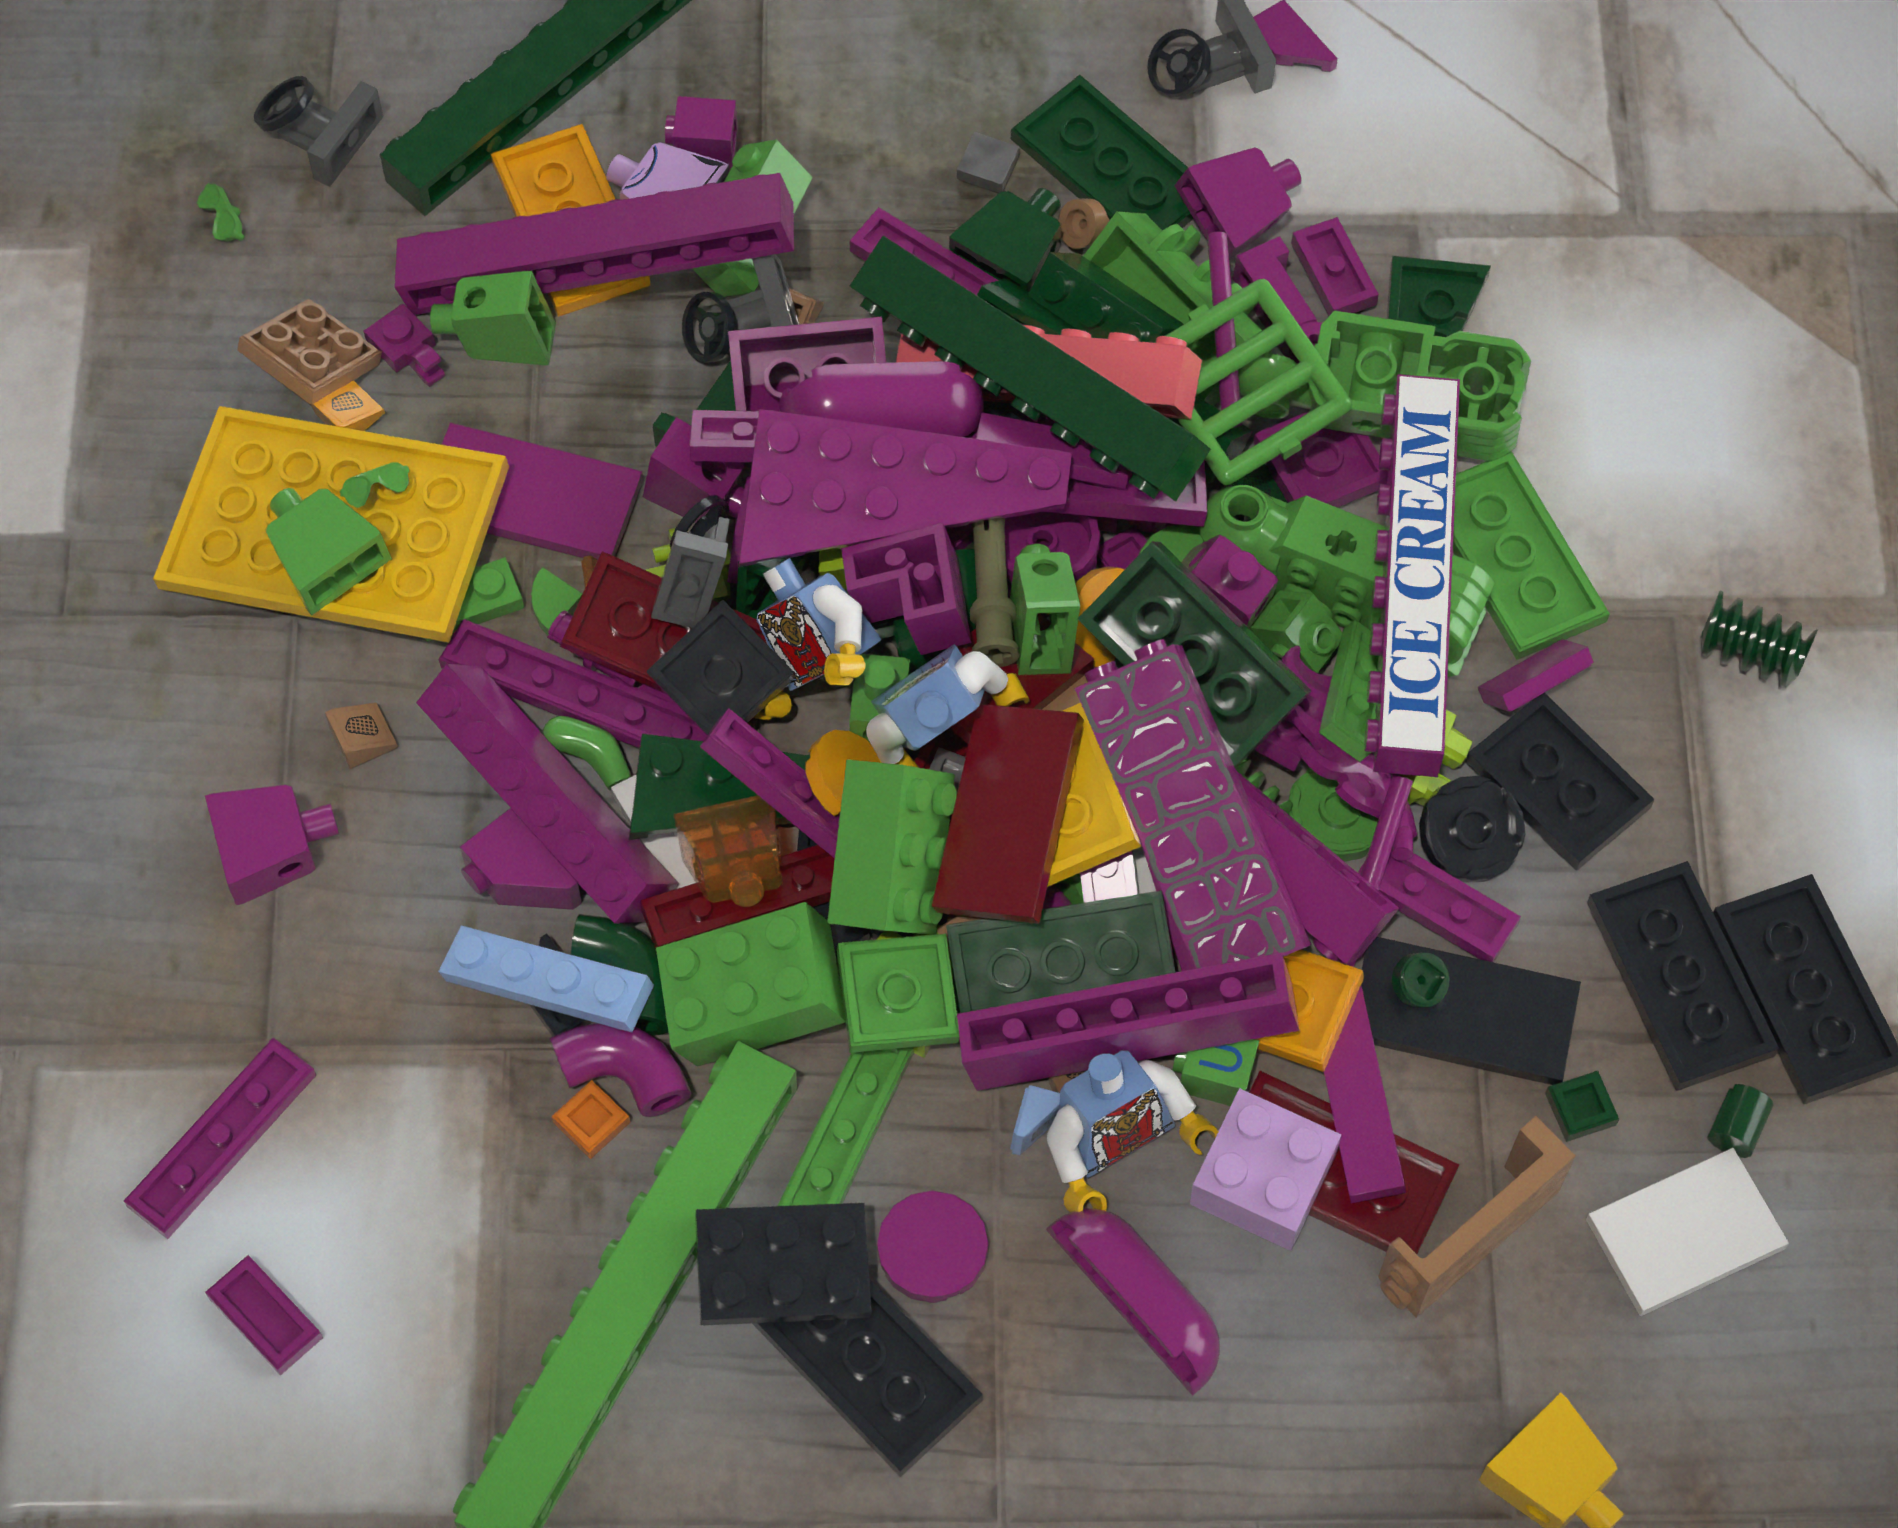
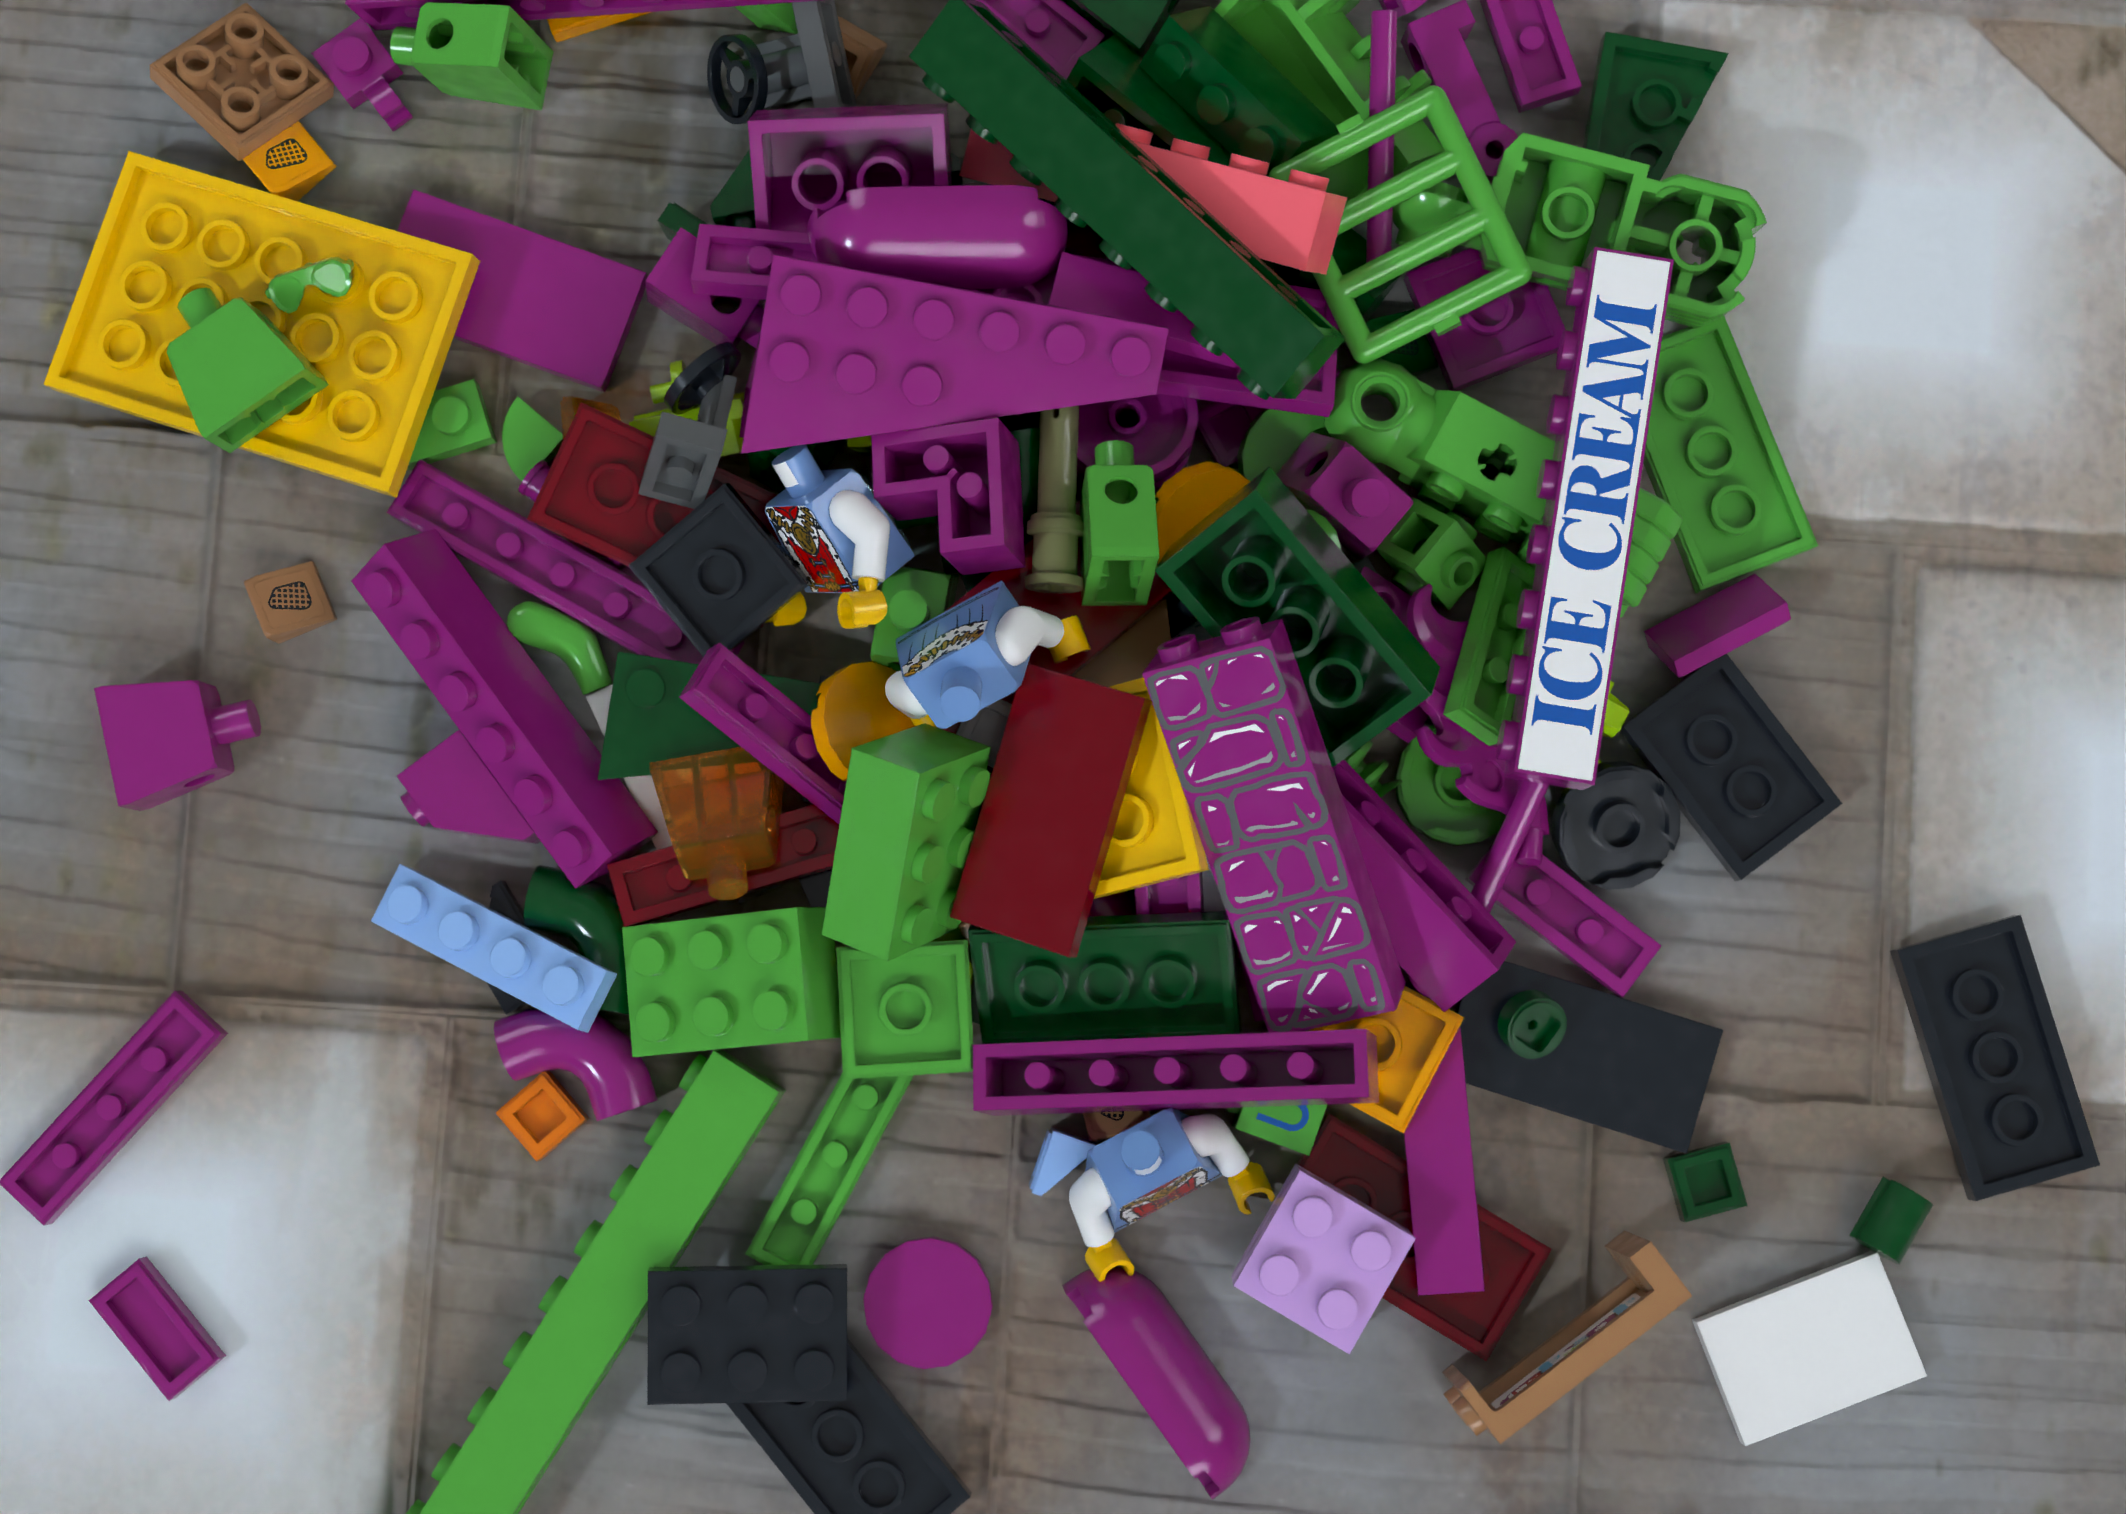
camera: 10 degrees right, 20 degrees up
(1682, 975) = (1846, 1030): black plate -> none
(1756, 640) = (1997, 597): dark green piece -> none

